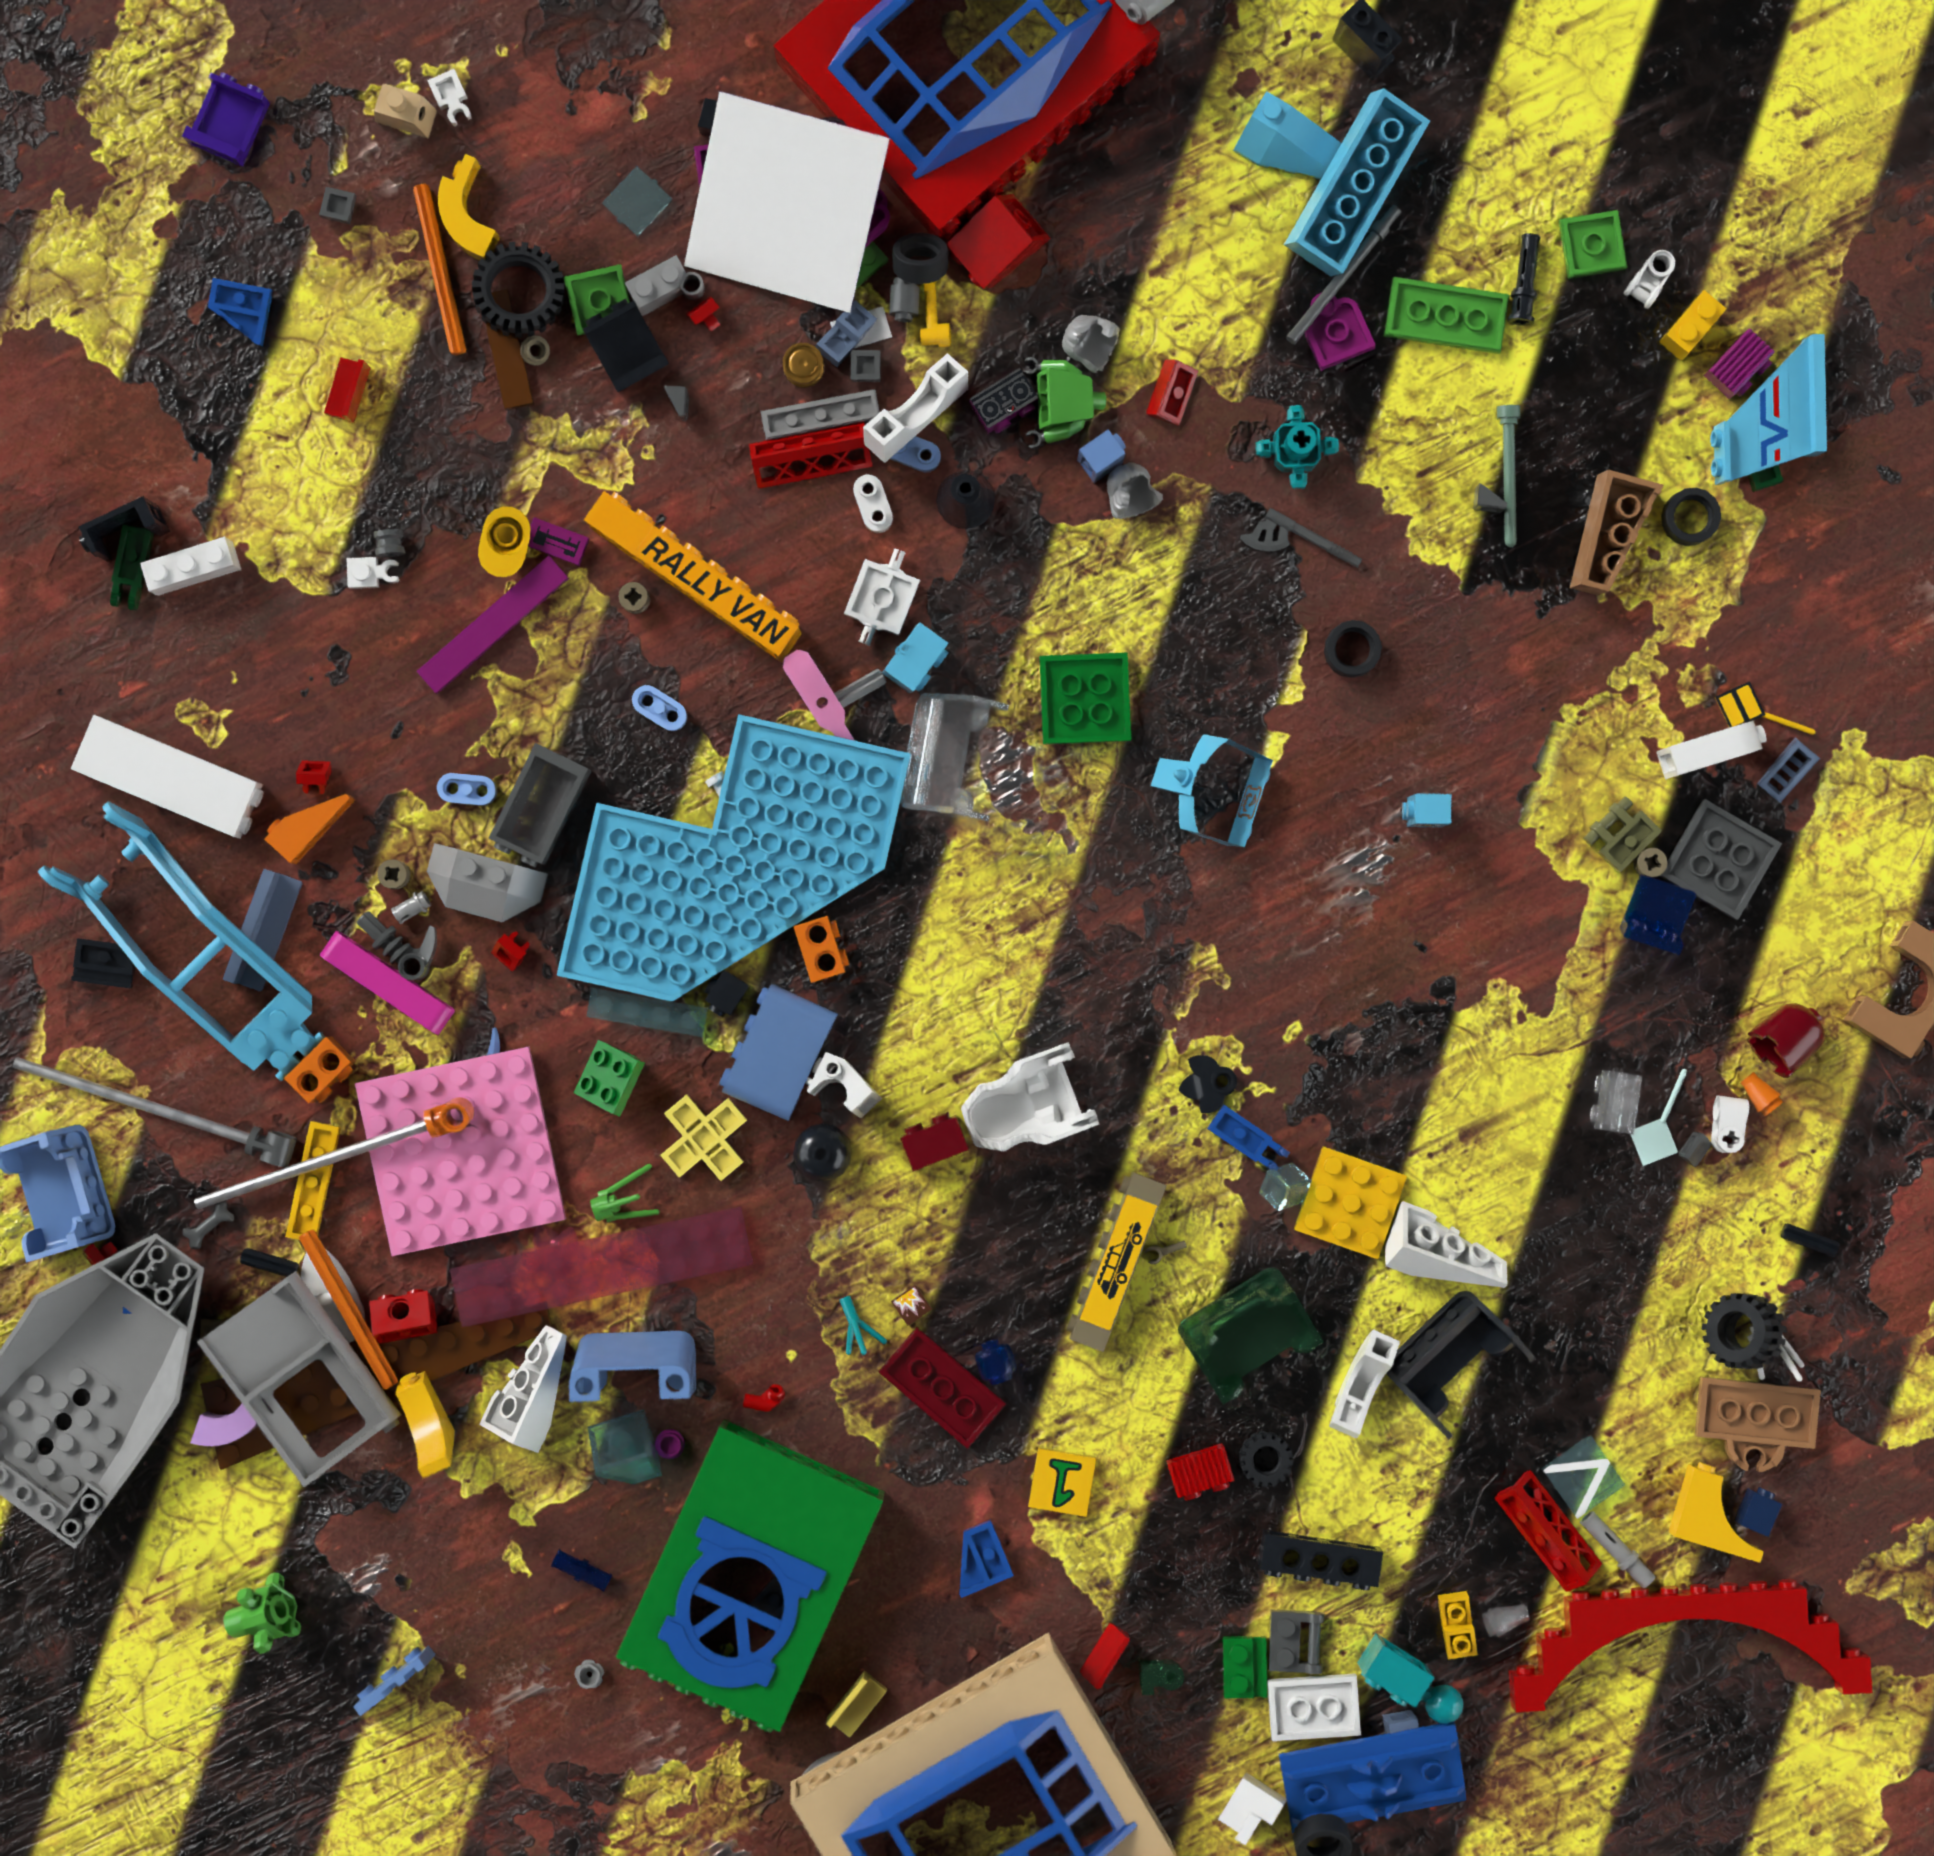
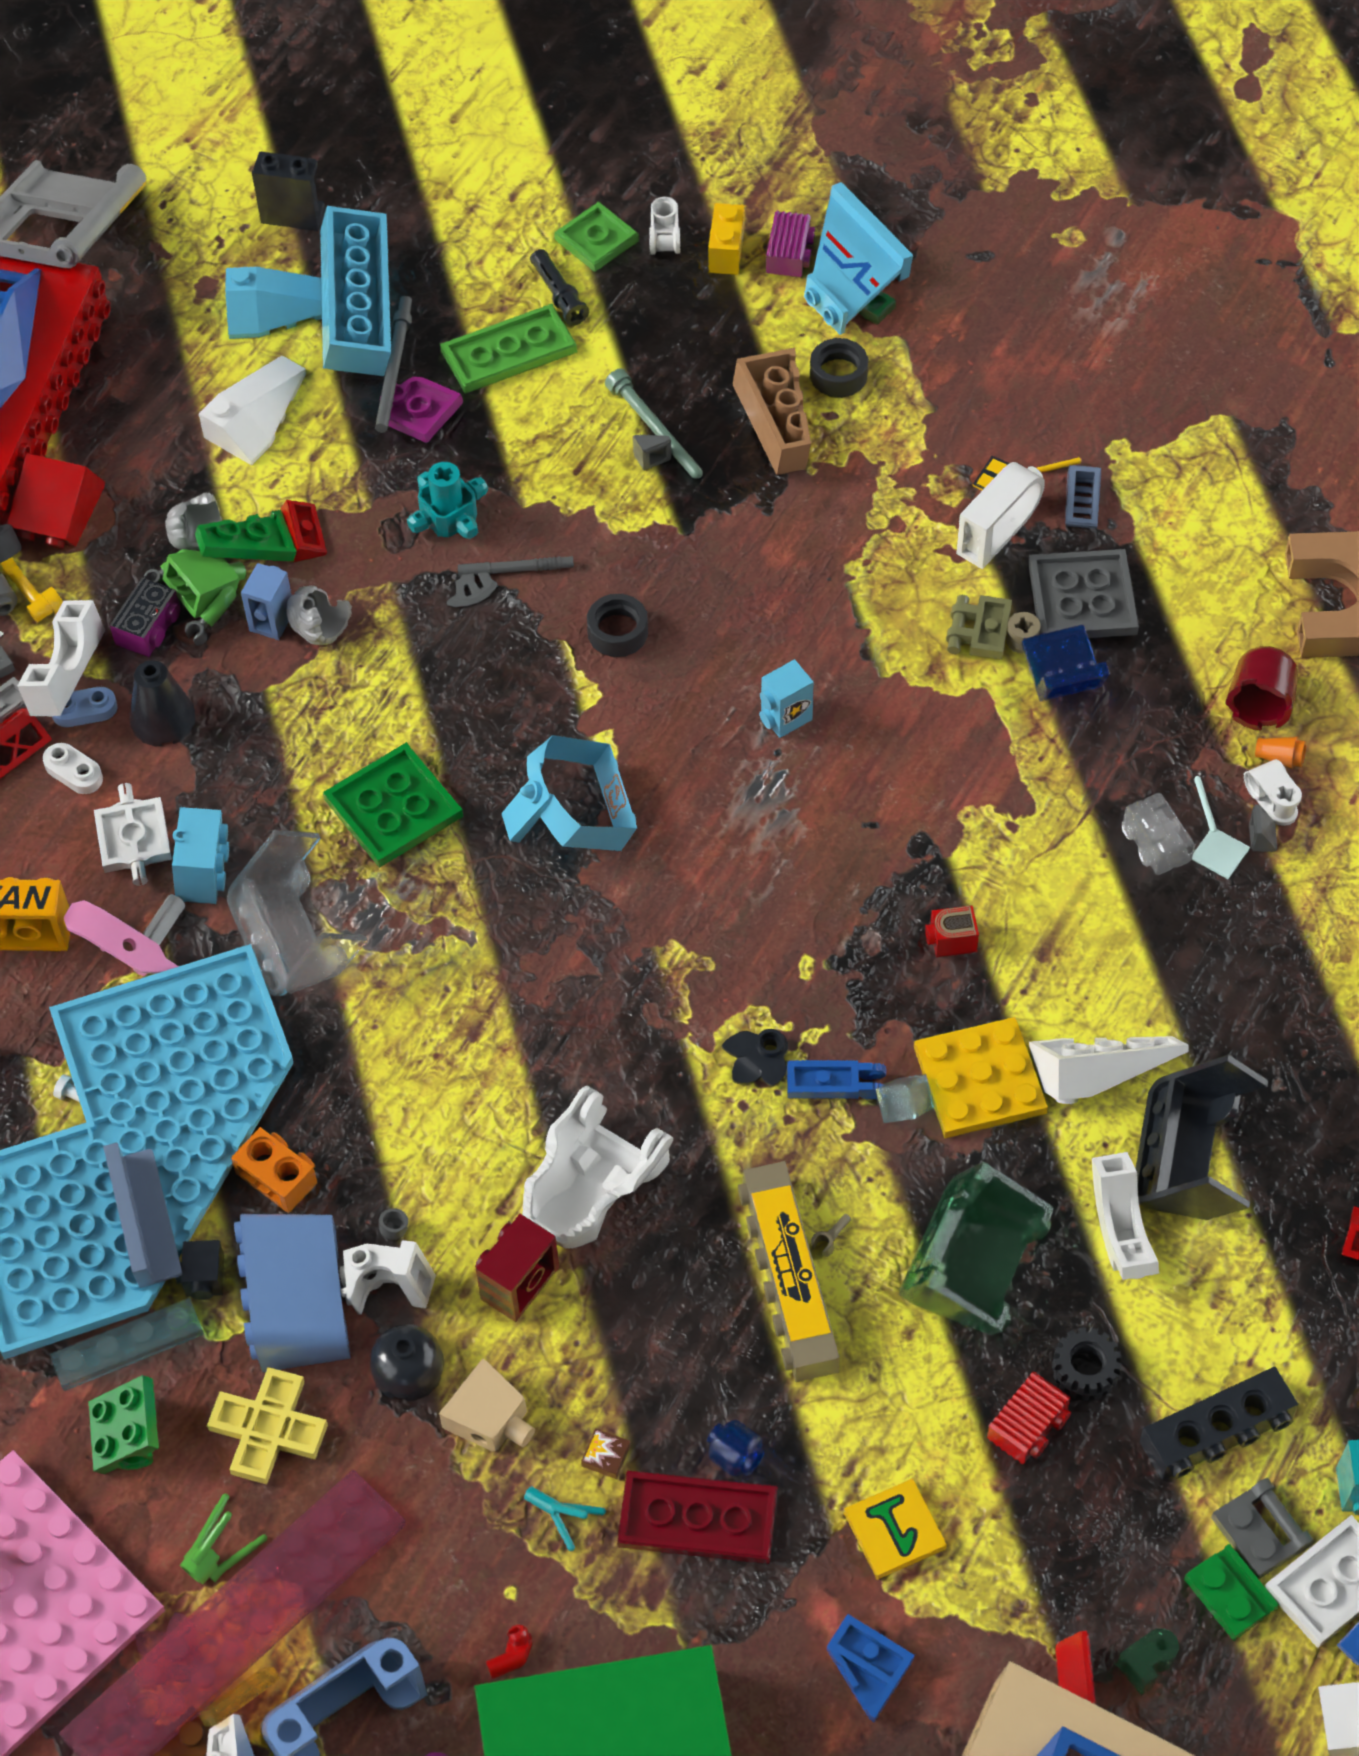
camera: 35 degrees left, 30 degrees down
(575, 1318) = (238, 1696): none -> clear yellow tile
(707, 934) = (143, 1215): none -> sand blue panel
(853, 1226) = (487, 1410): none -> tan torso
(880, 1042) = (397, 1224): none -> dark grey hinge
(1124, 383) = (251, 539): none -> green wing
(1208, 244) = (250, 411): none -> white wedge
(1412, 1080) = (953, 931): none -> red brick

